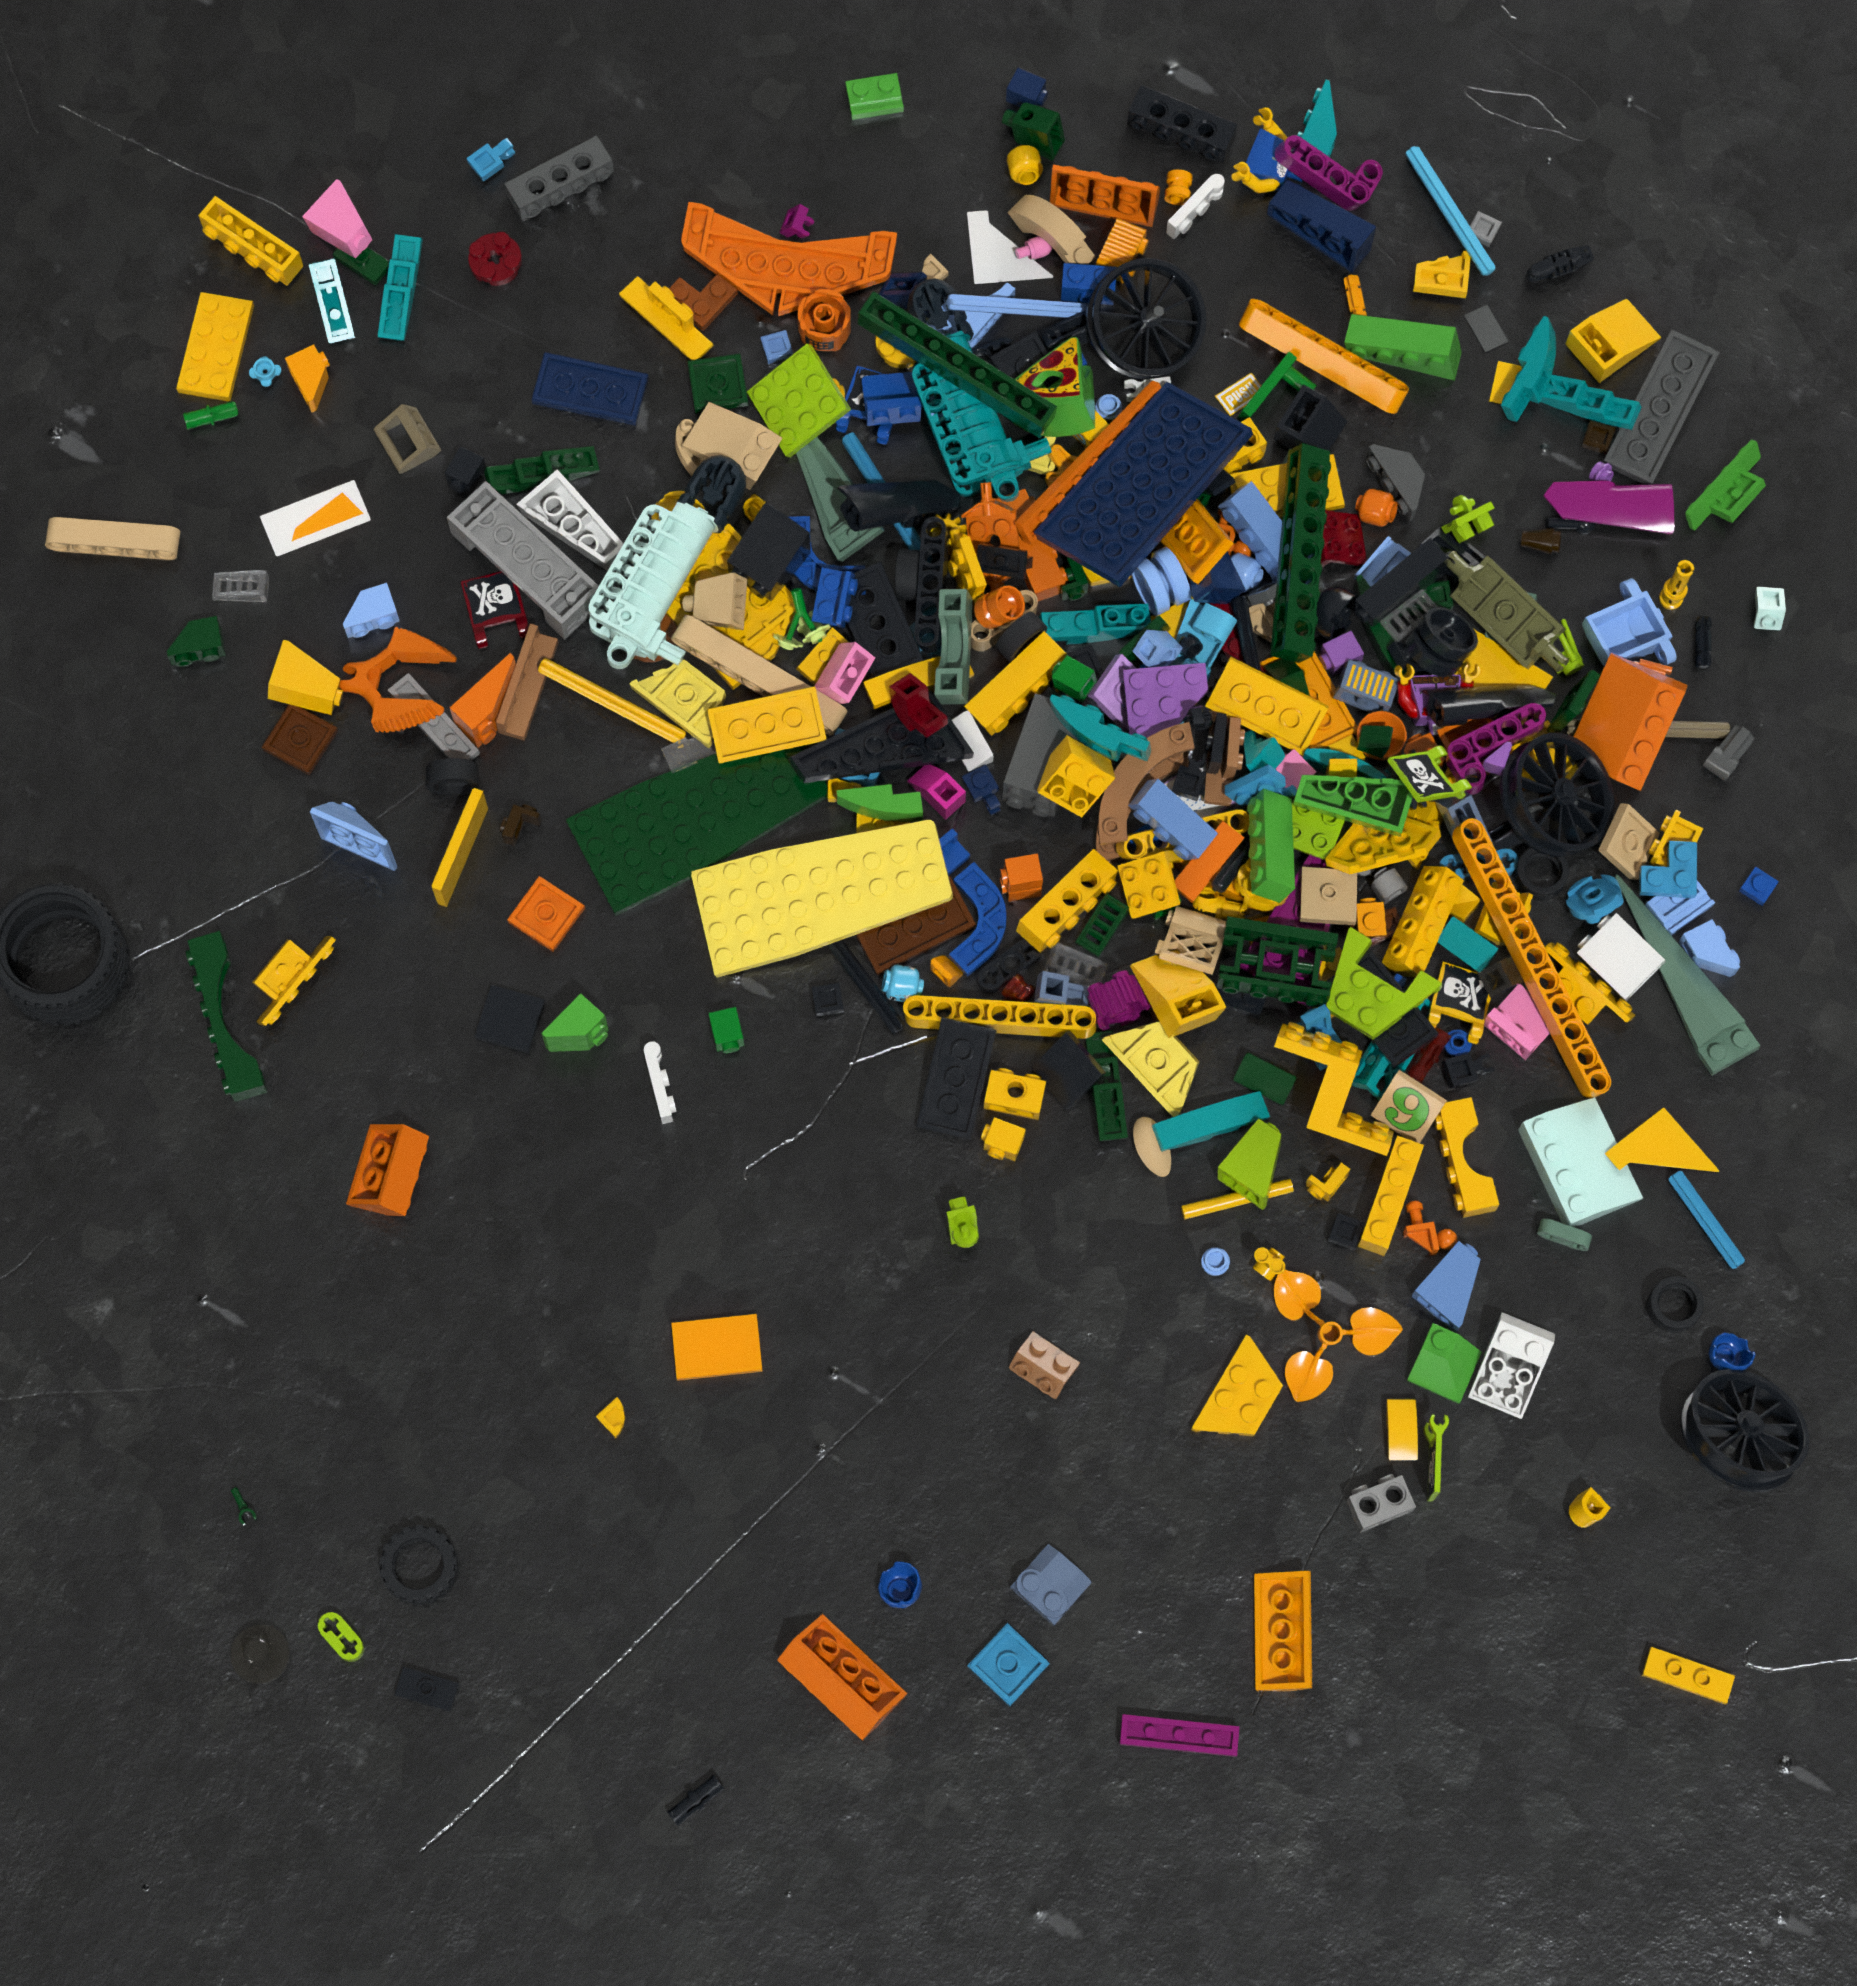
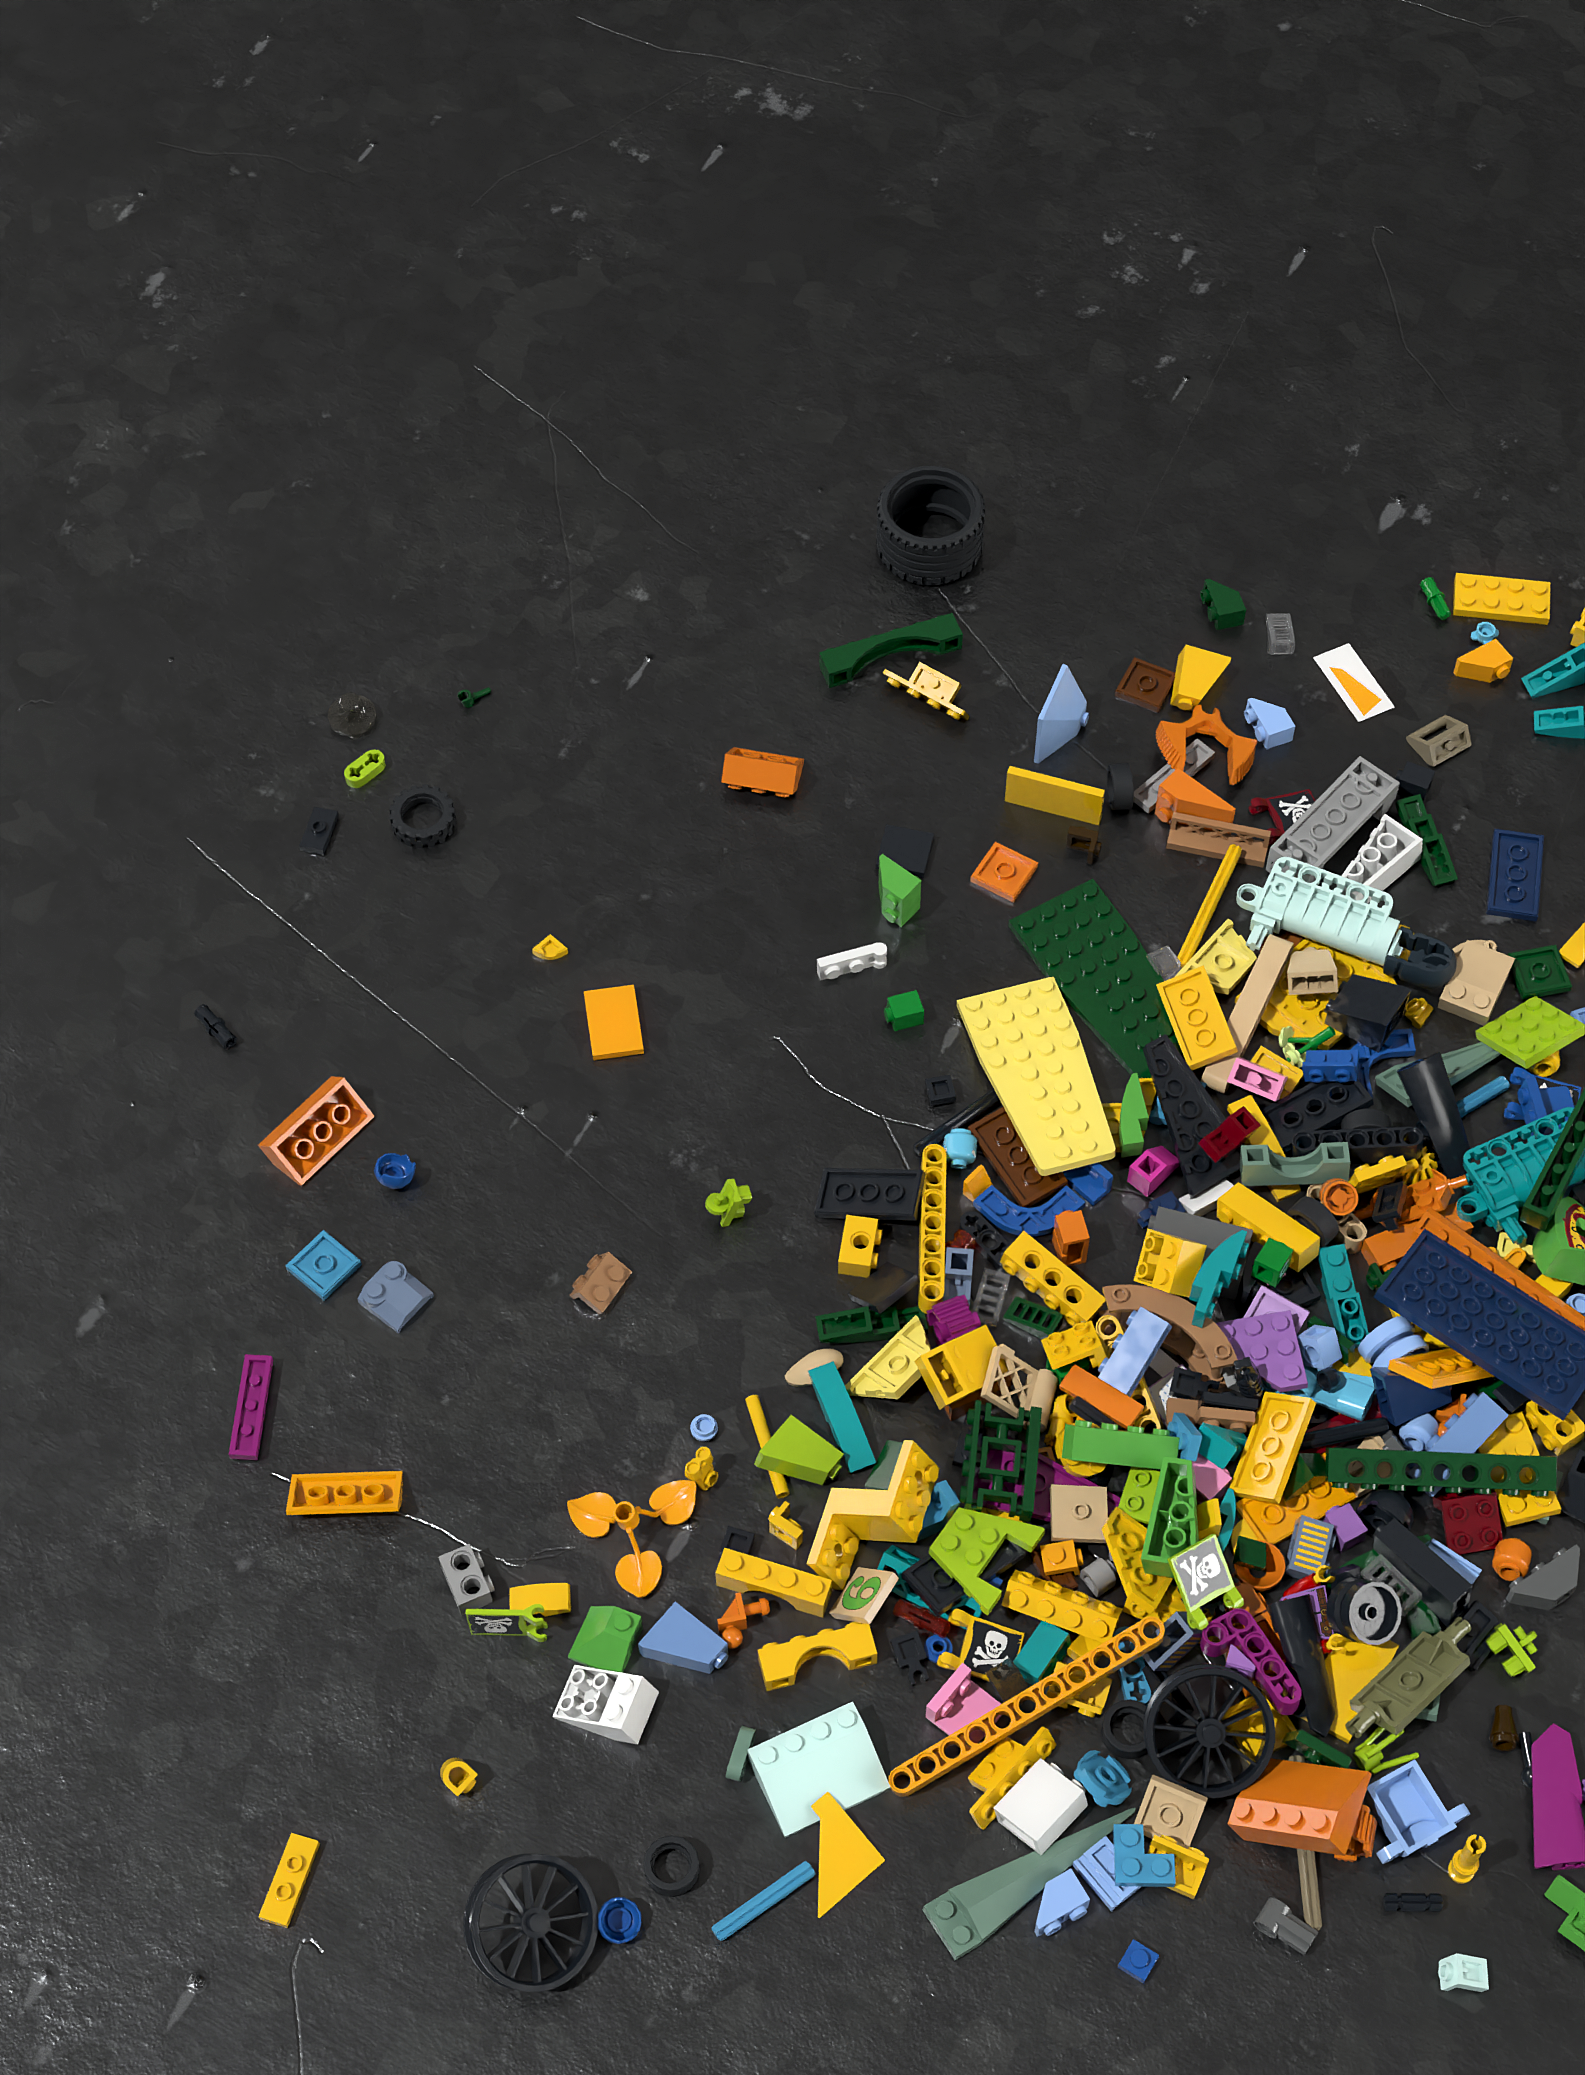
camera: 90 degrees right, 15 degrees down
(112, 538) = (1309, 541): tan beam -> none
(1003, 1139) = (813, 1238): yellow brick -> none
(1241, 1394) = (574, 1455): yellow wing -> none

